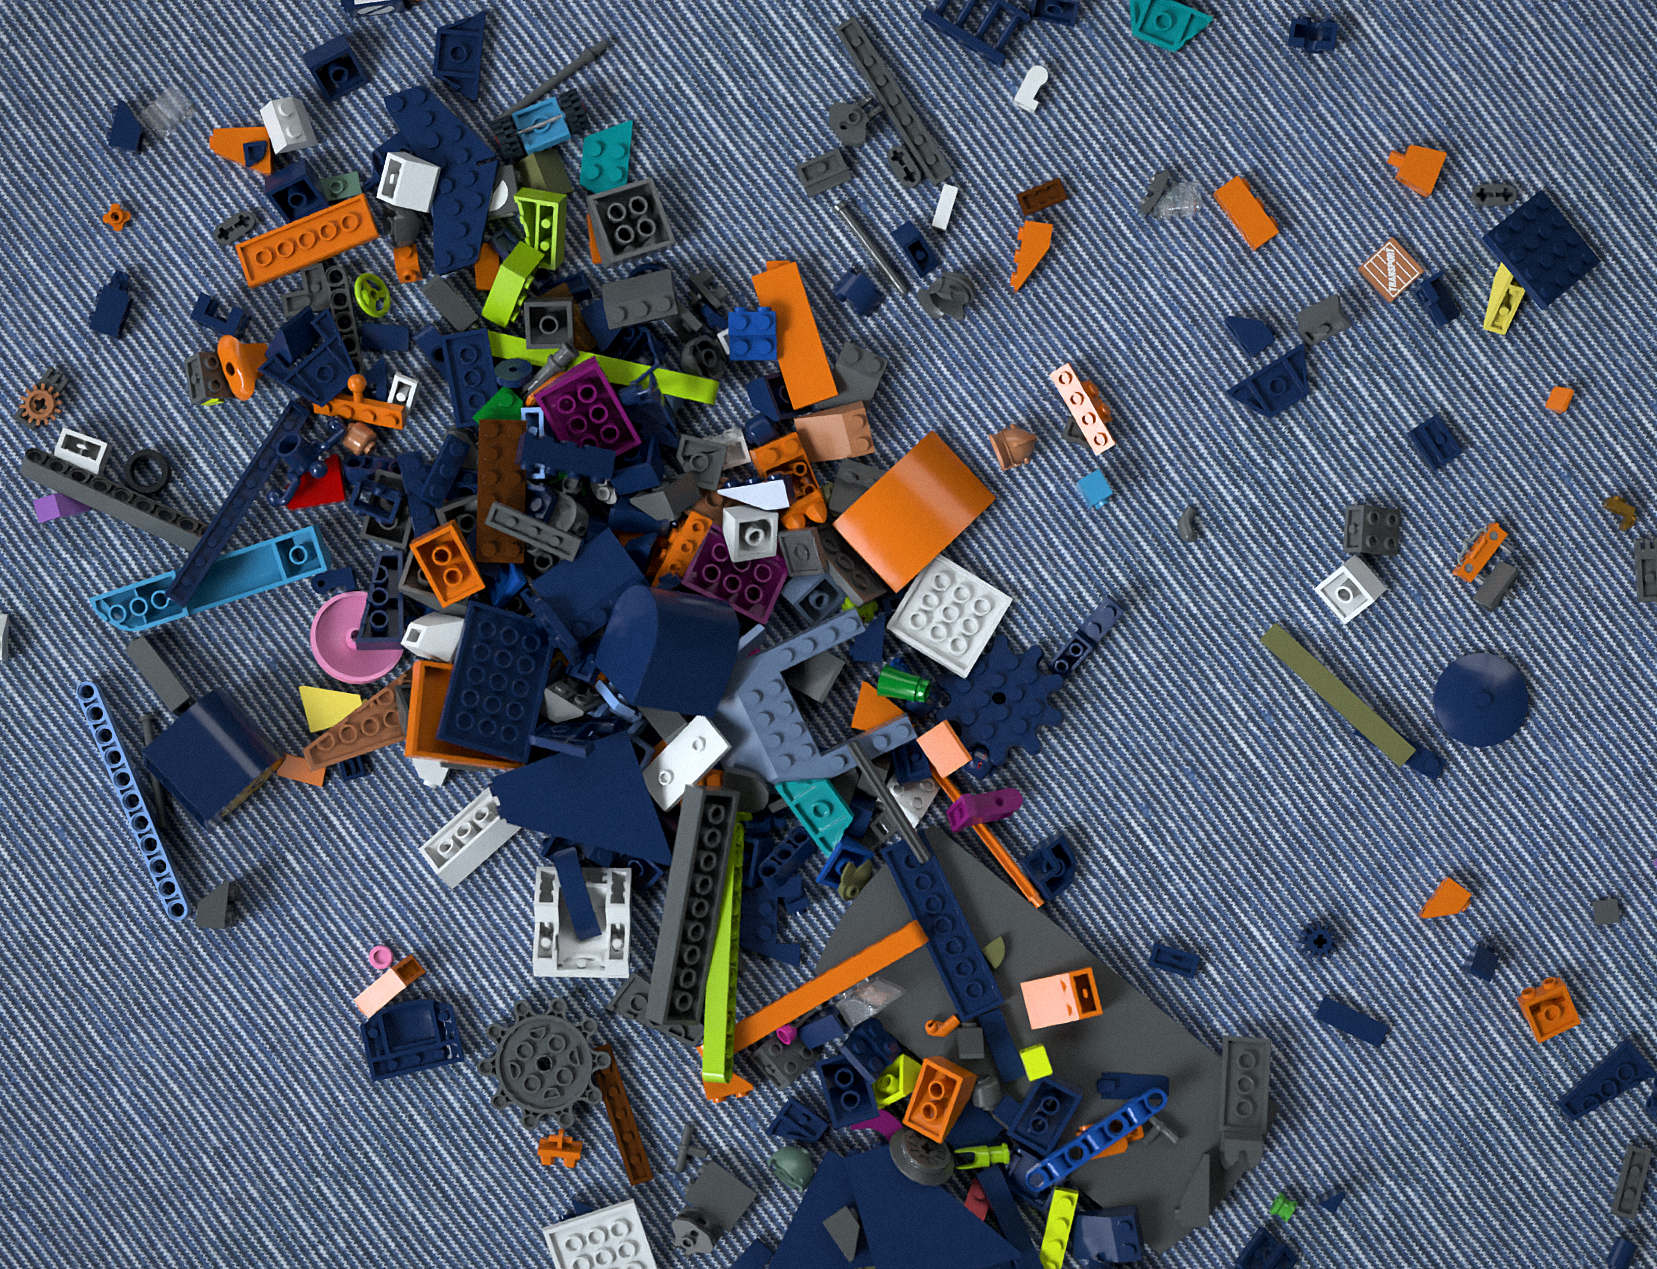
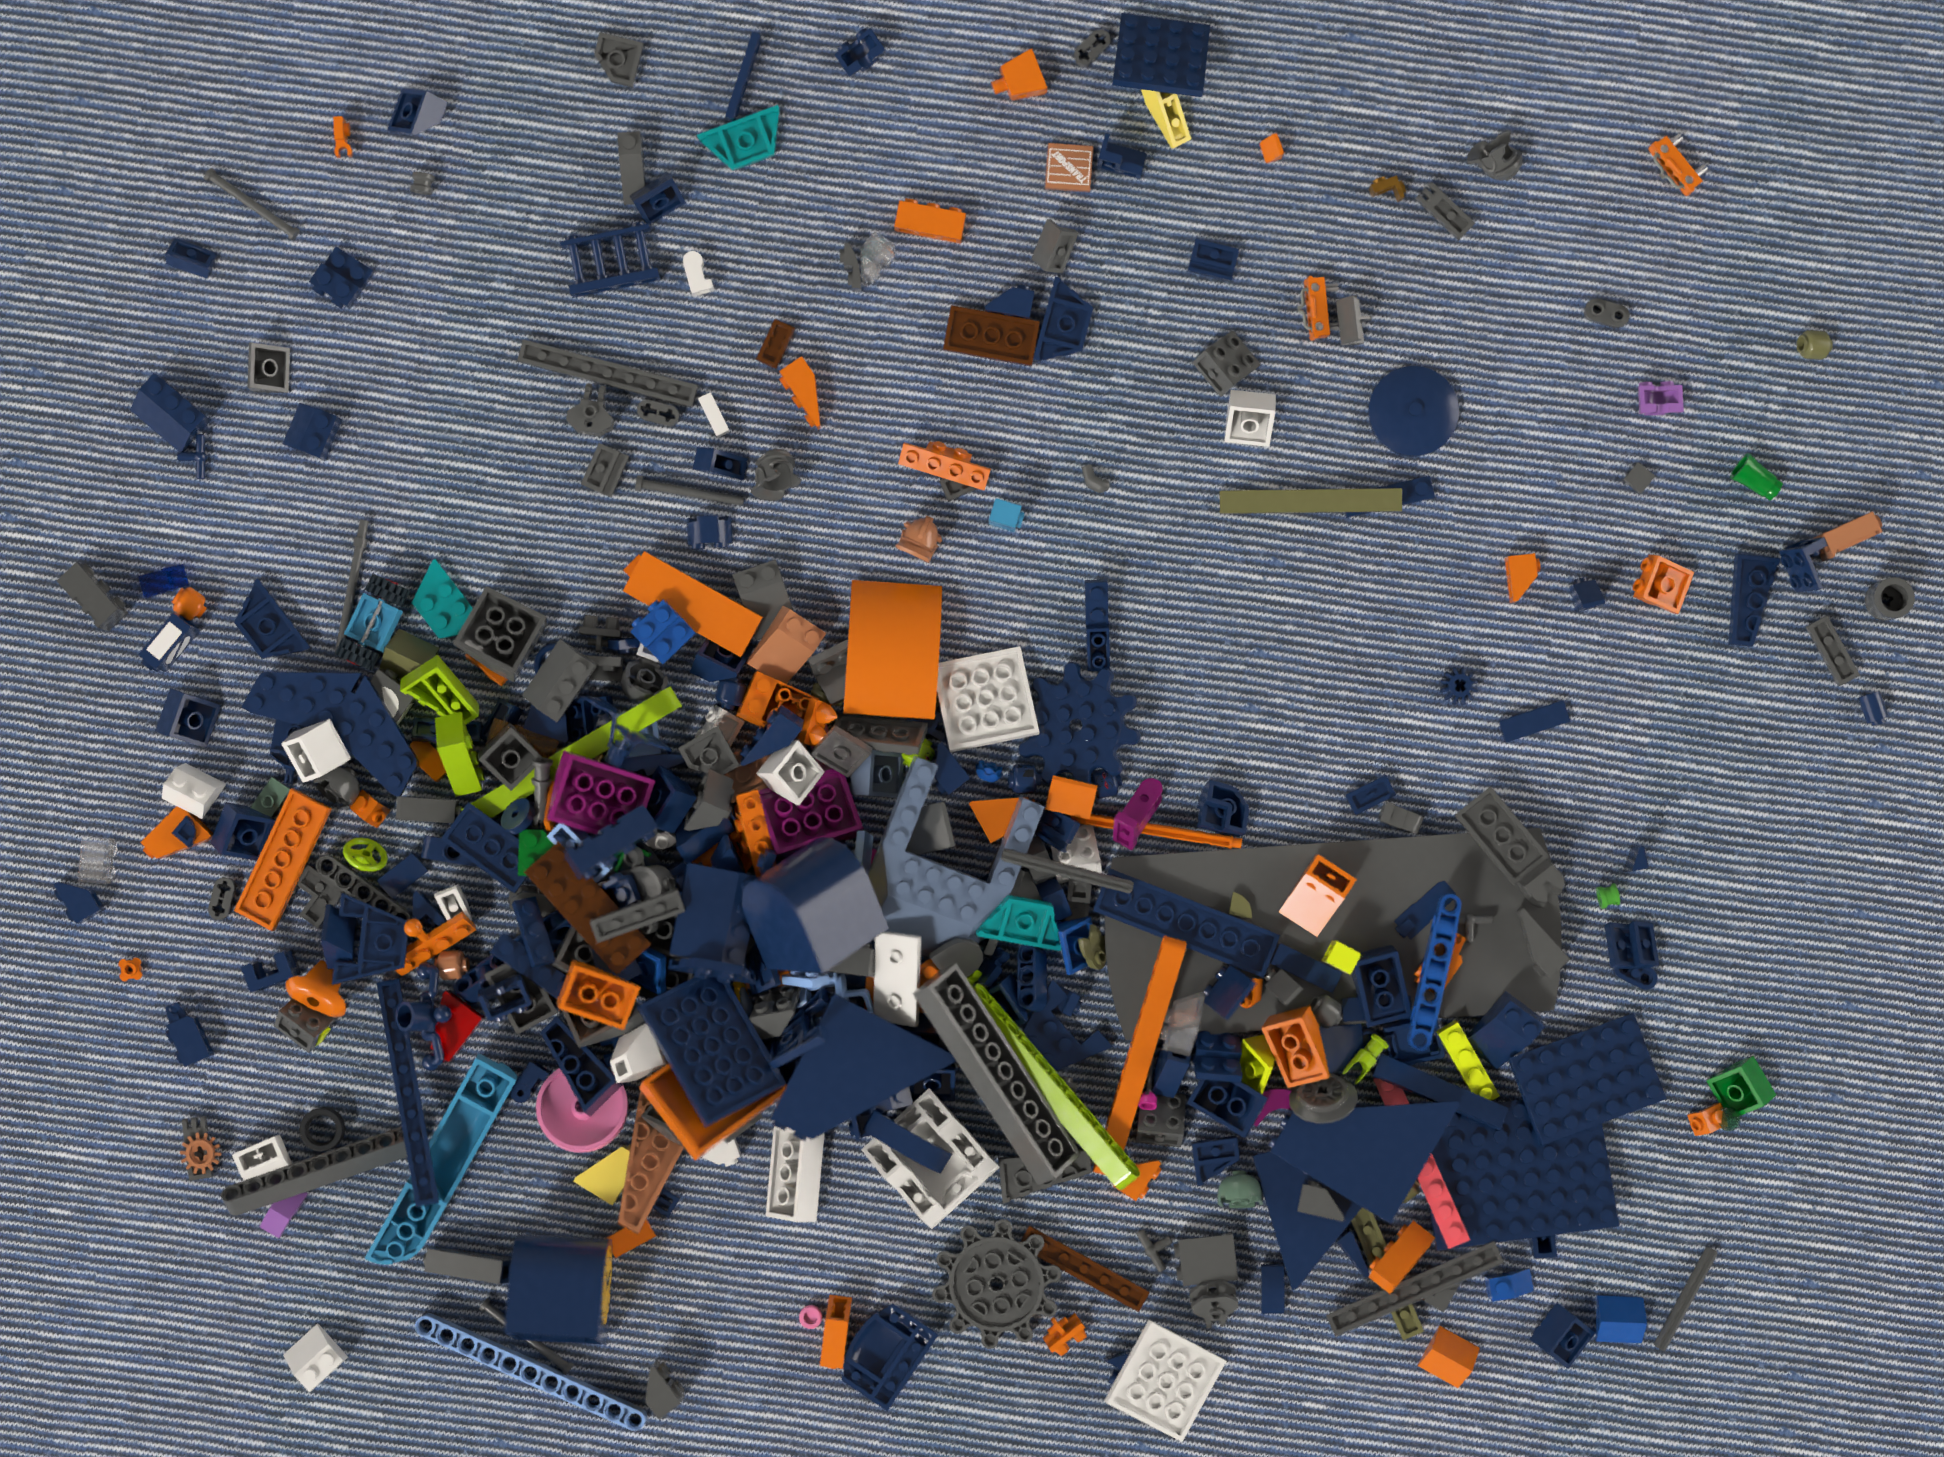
camera: 45 degrees left, 0 degrees up
(902, 685) = (1000, 779): green plant -> none
(925, 1006) = (1227, 991): none -> dark blue slope
(1180, 999) = (1400, 818): none -> dark grey leg
(1211, 343) = (991, 336): none -> reddish brown plate

